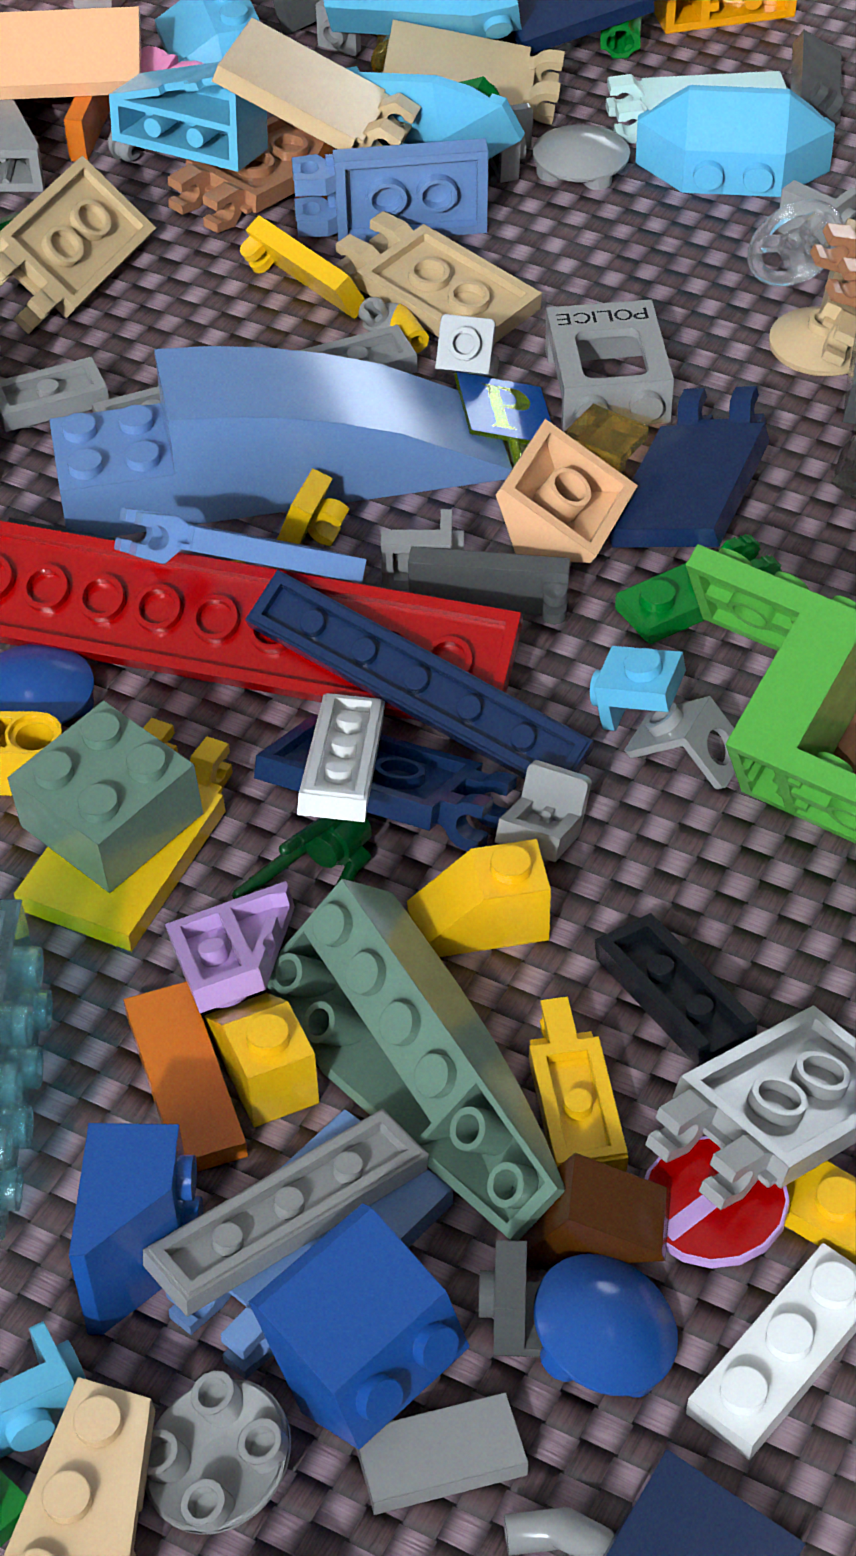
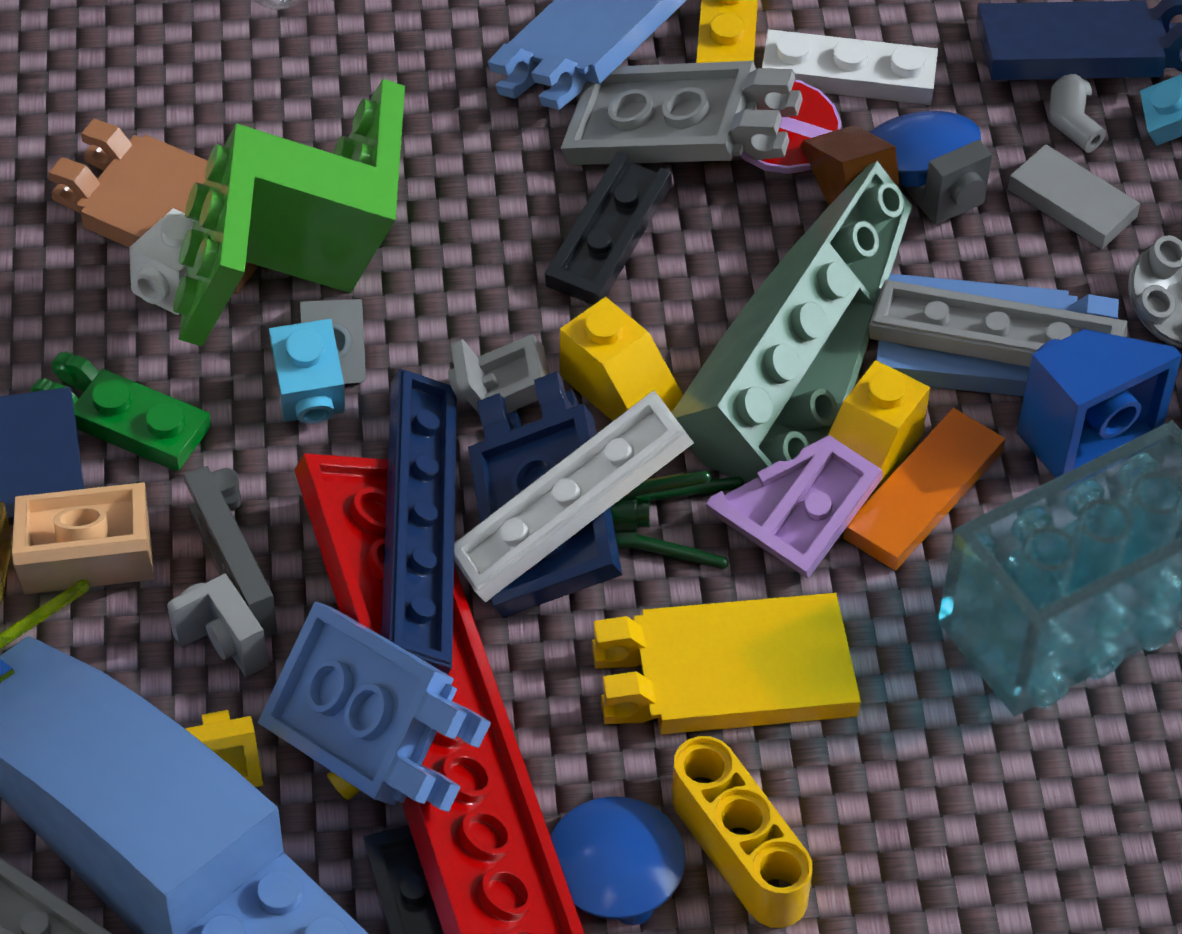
camera: 125 degrees left, 5 degrees up
(106, 795) = (738, 650): sand green brick -> none
(358, 1327) = (1056, 234): blue slope -> none
(574, 1090) = (745, 245): yellow hinge -> none

